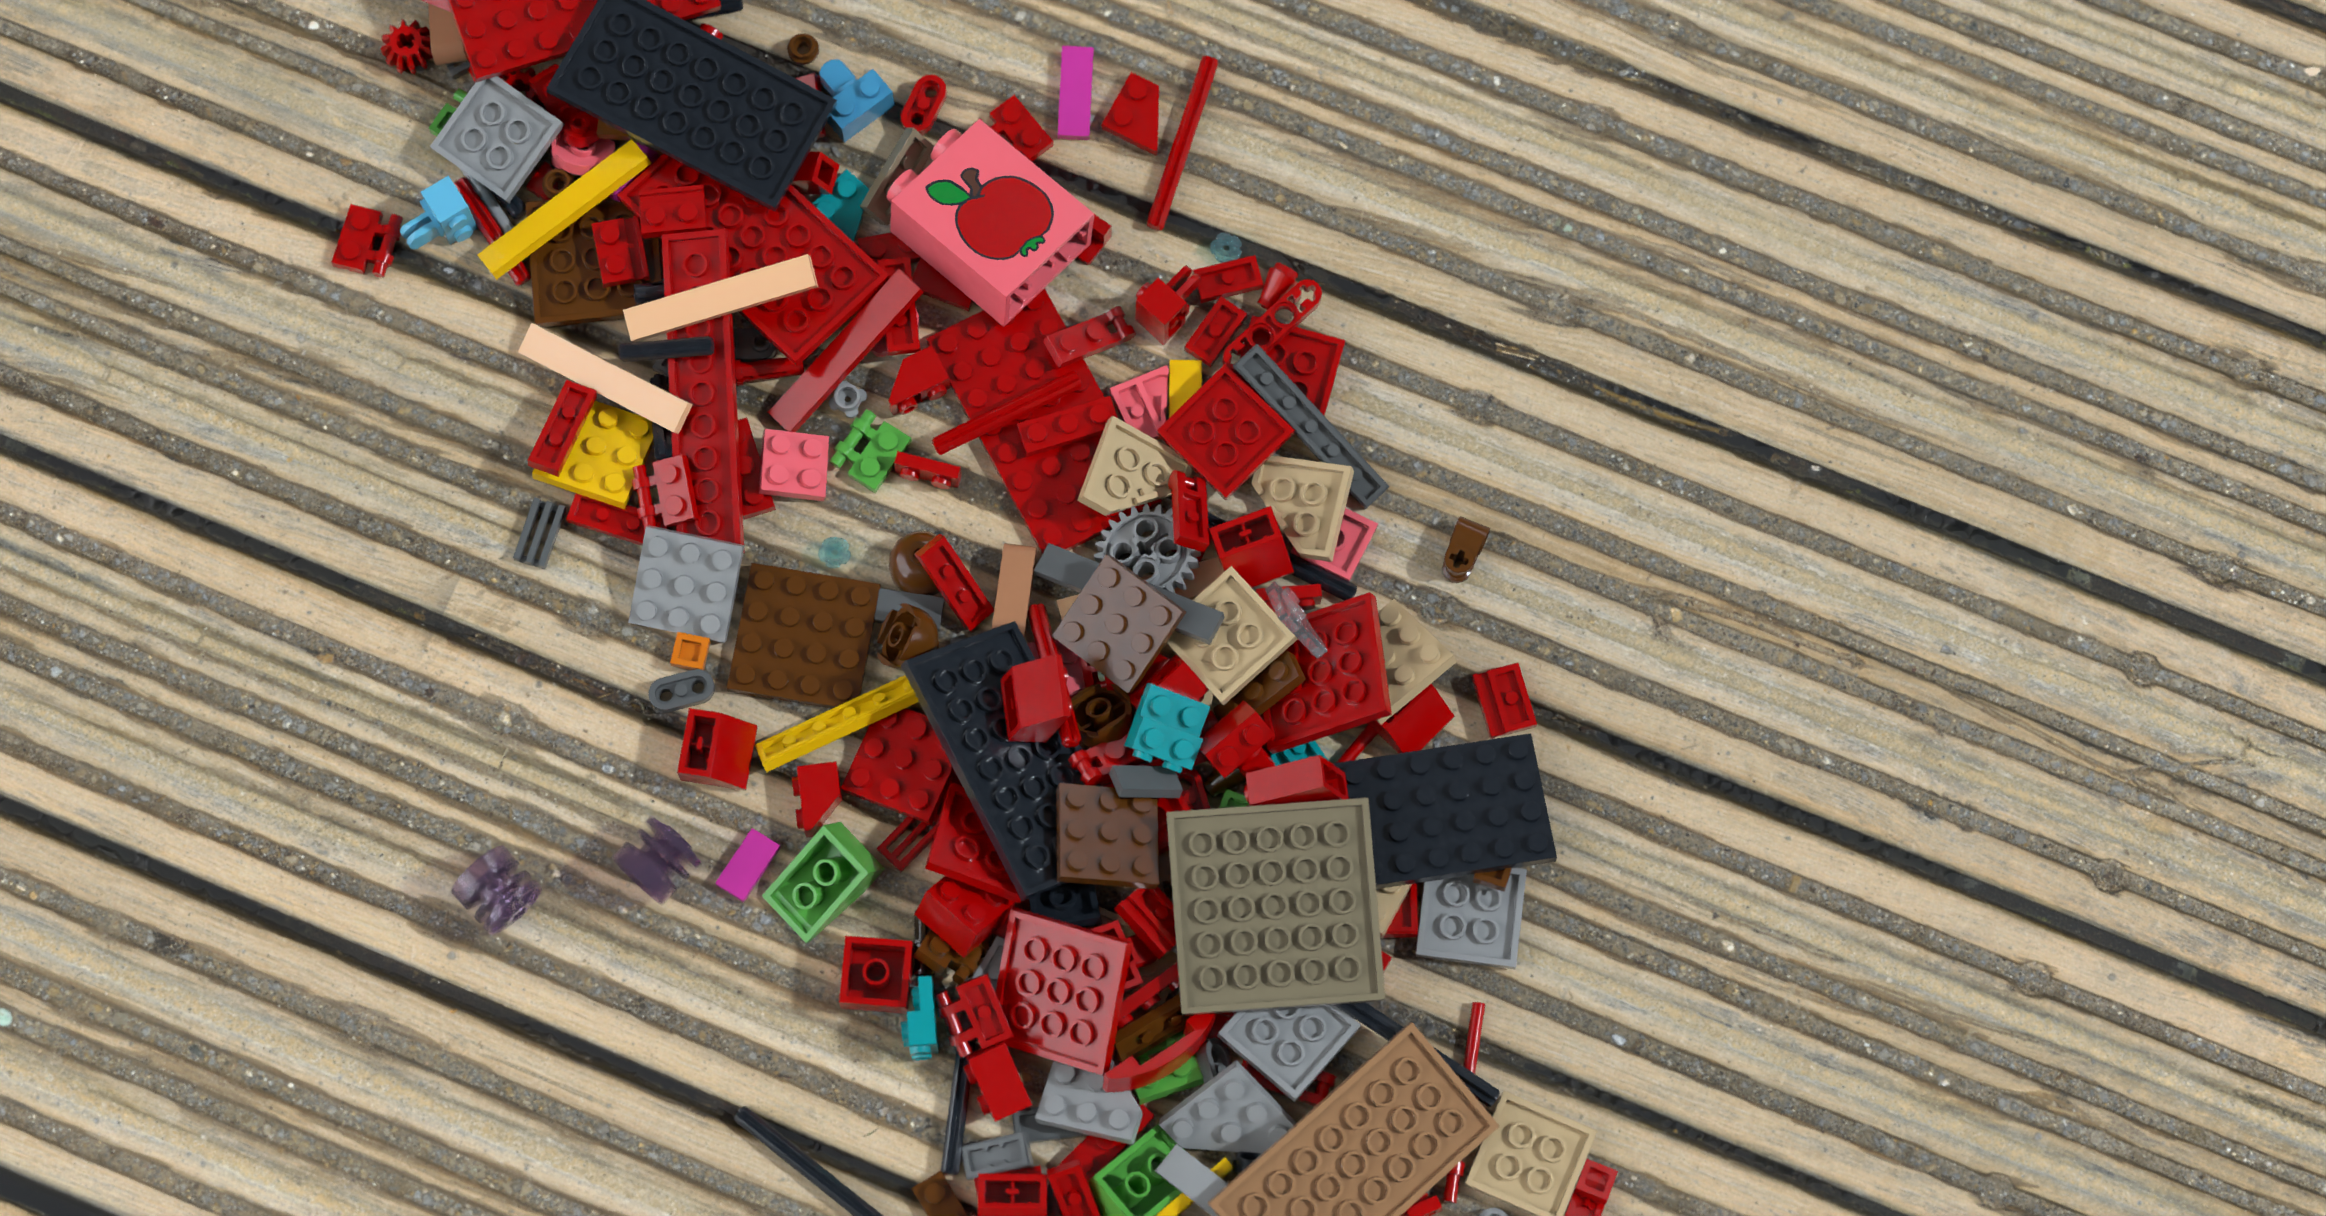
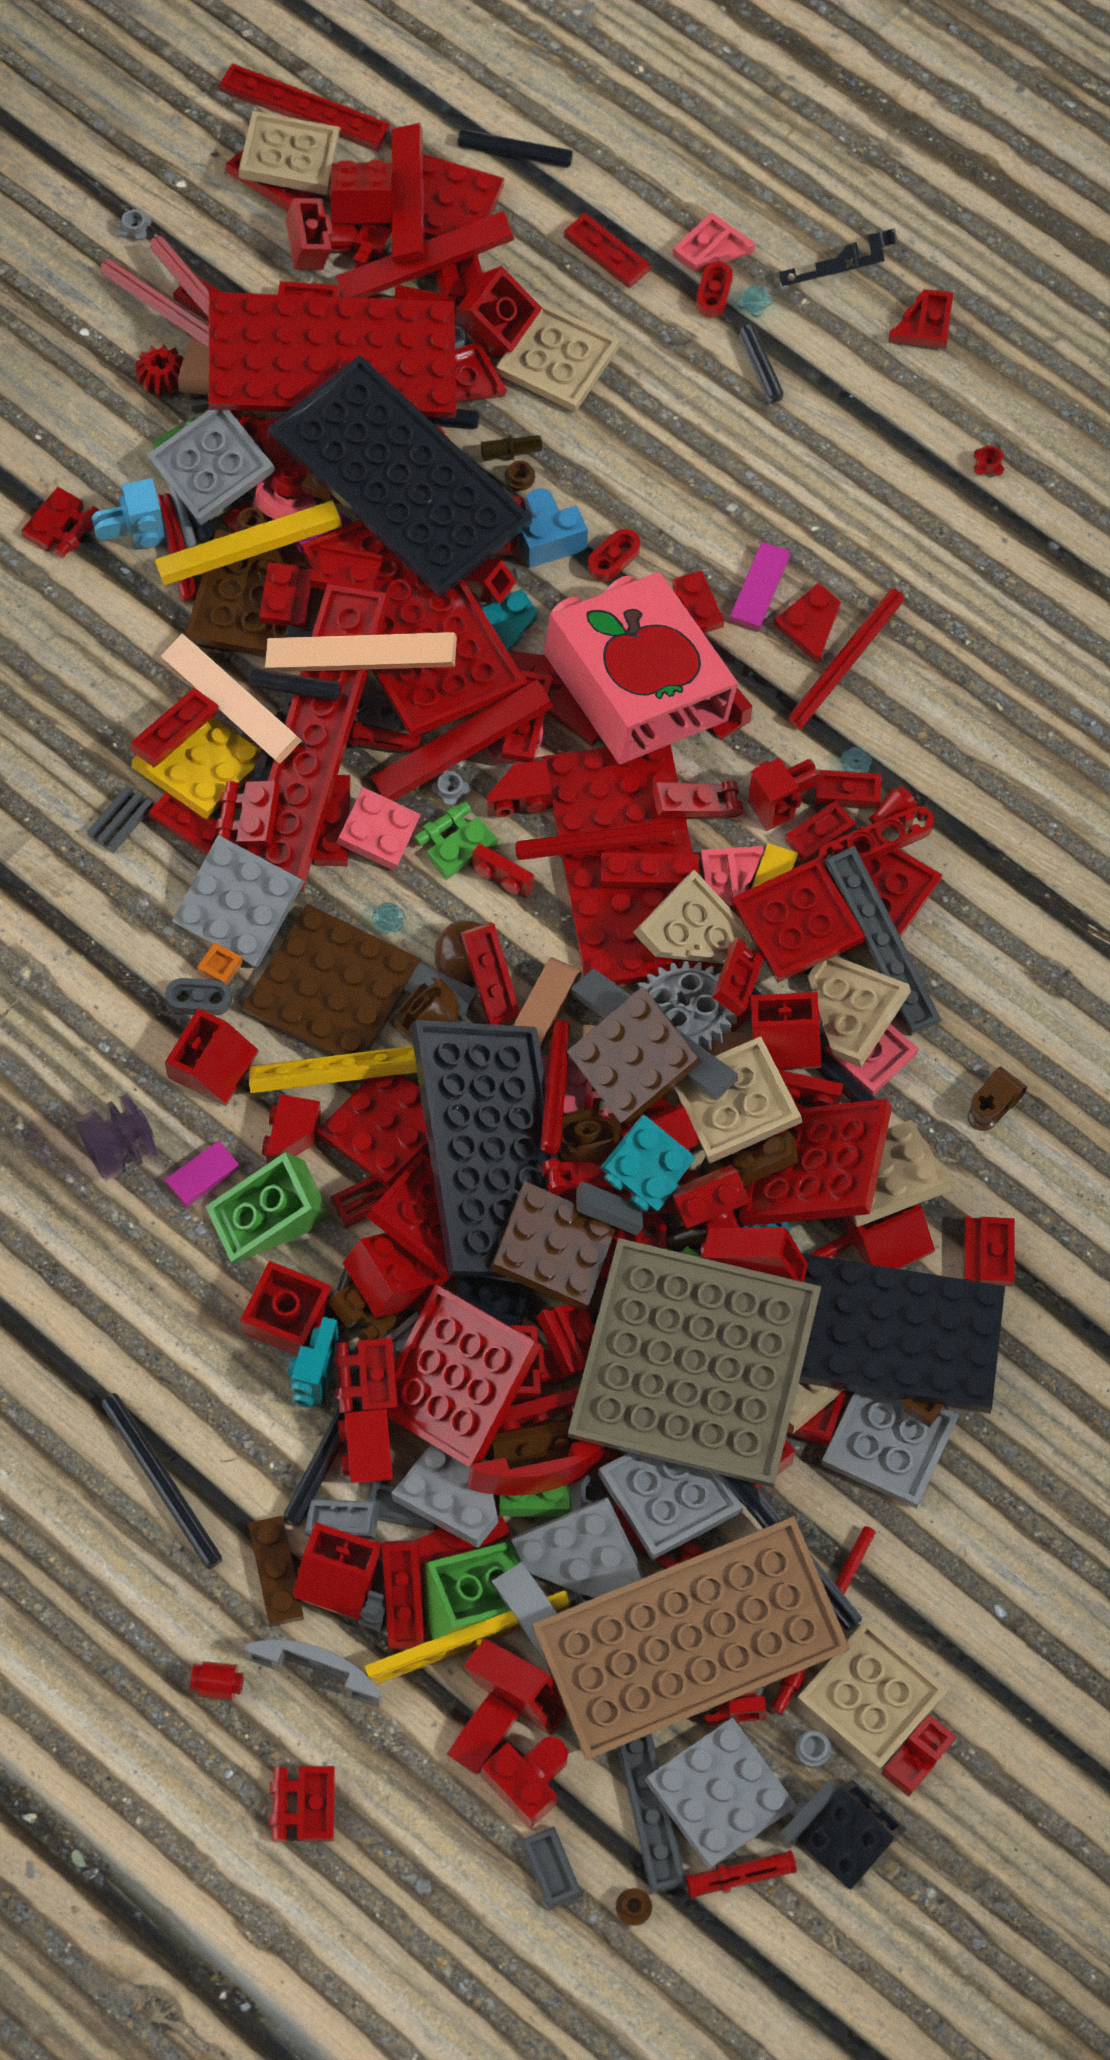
camera: 20 degrees right, 10 degrees down
(784, 20) = (509, 447): none -> dark brown axle
(908, 154) = (585, 587): dark tan plate -> none
(1036, 699) = (528, 1096): red slope -> none
(1294, 618) = (803, 1094): clear wing -> none

